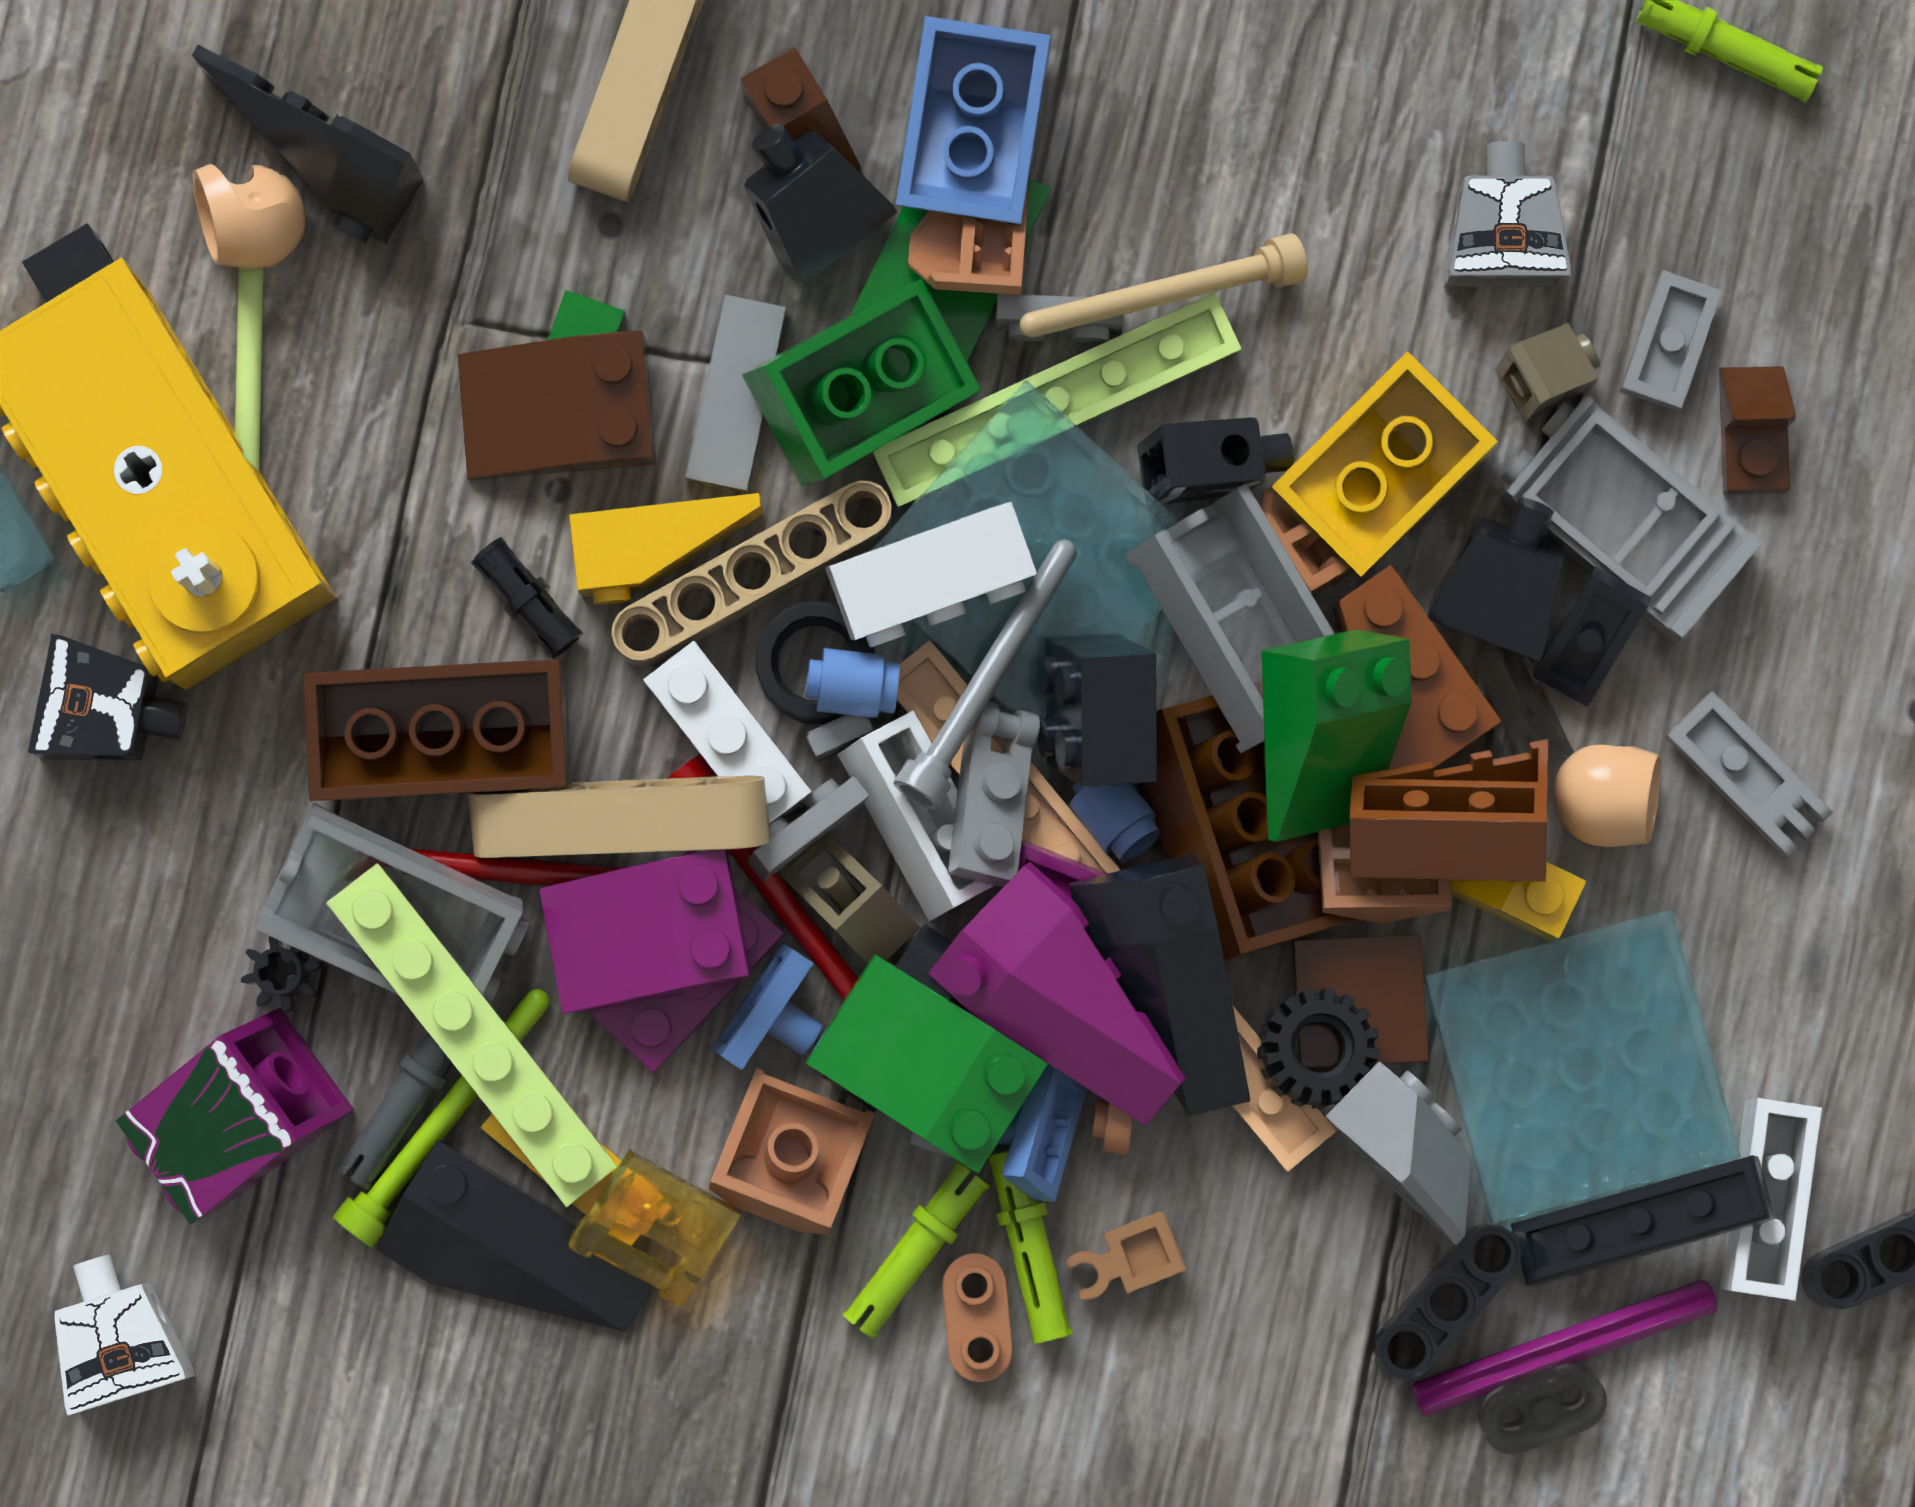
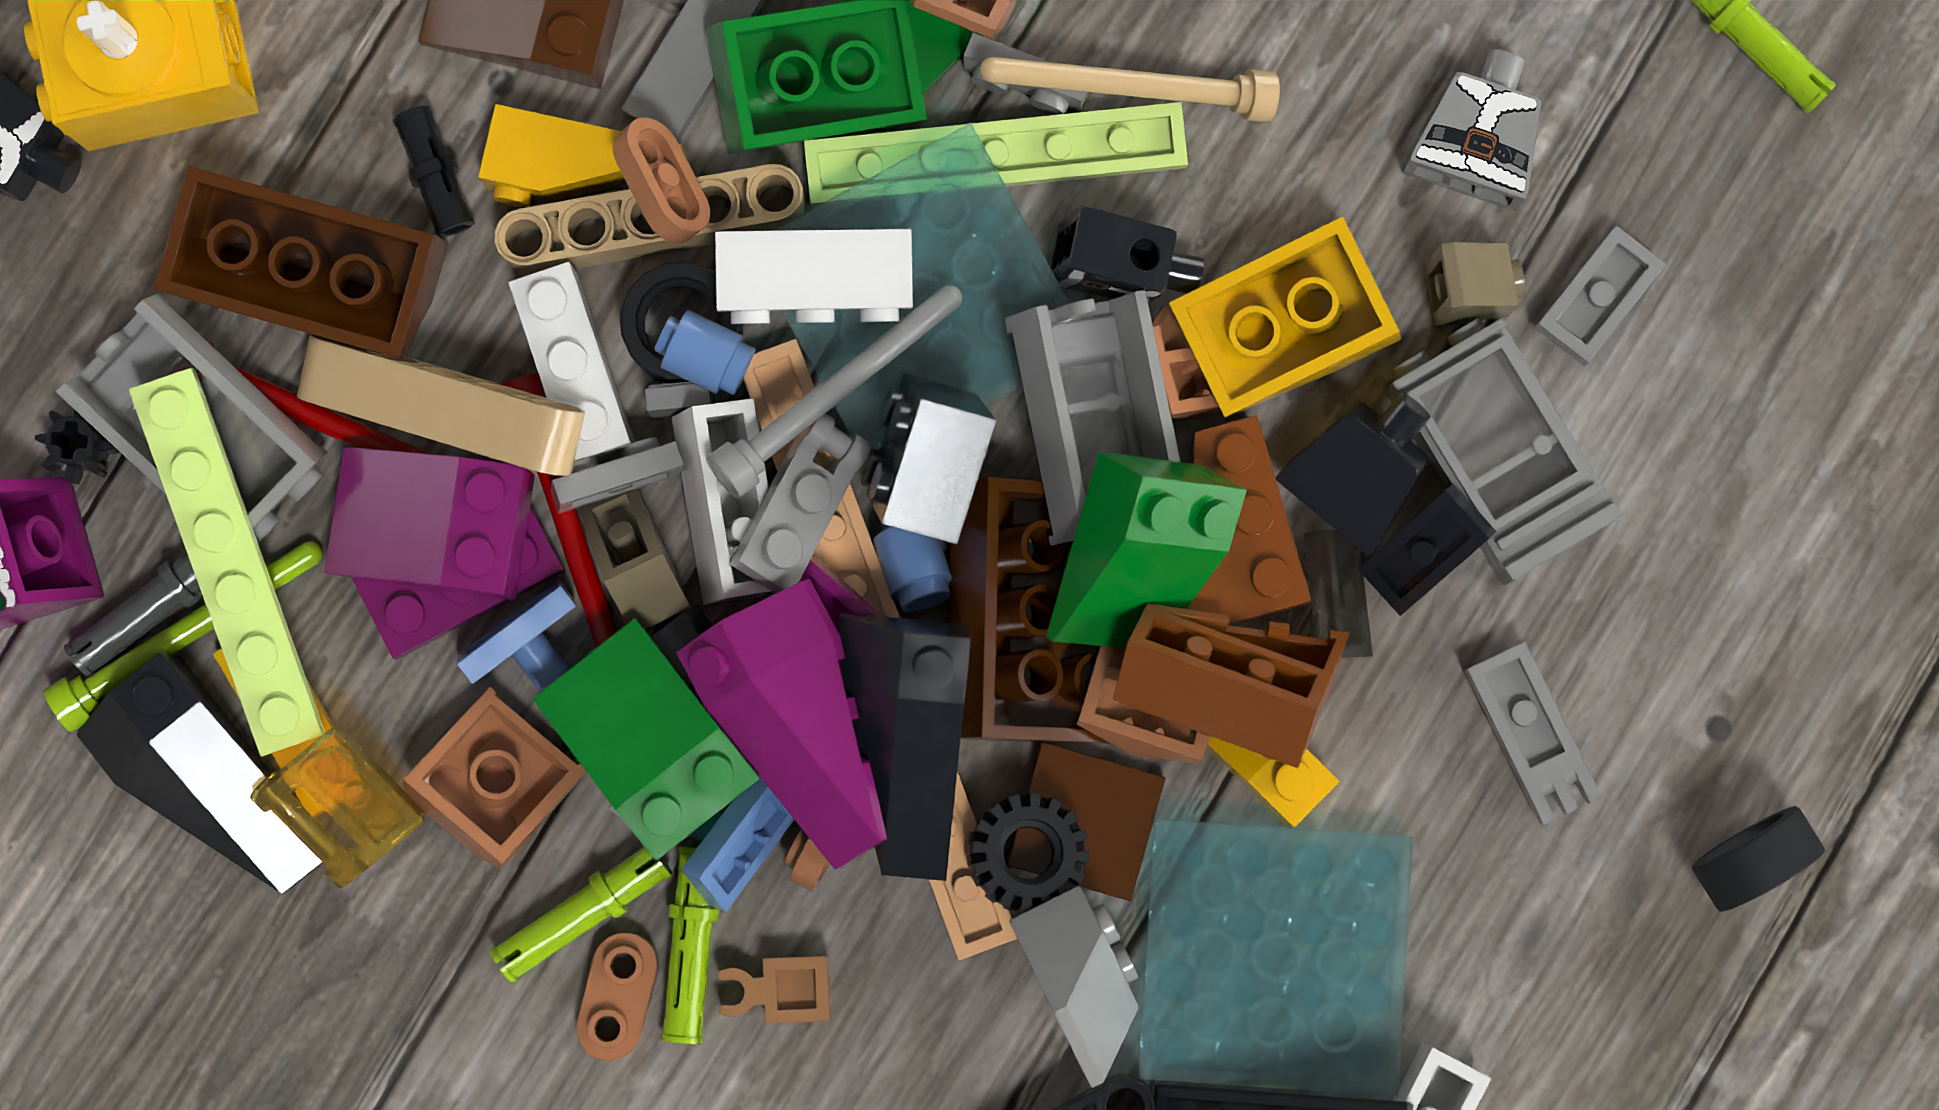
camera: 25 degrees right, 0 degrees up
(756, 534) = (661, 180): none -> nougat plate
(1609, 795) = (1391, 707): light nougat helmet -> none
(1754, 429) = (1652, 407): reddish brown slope -> none

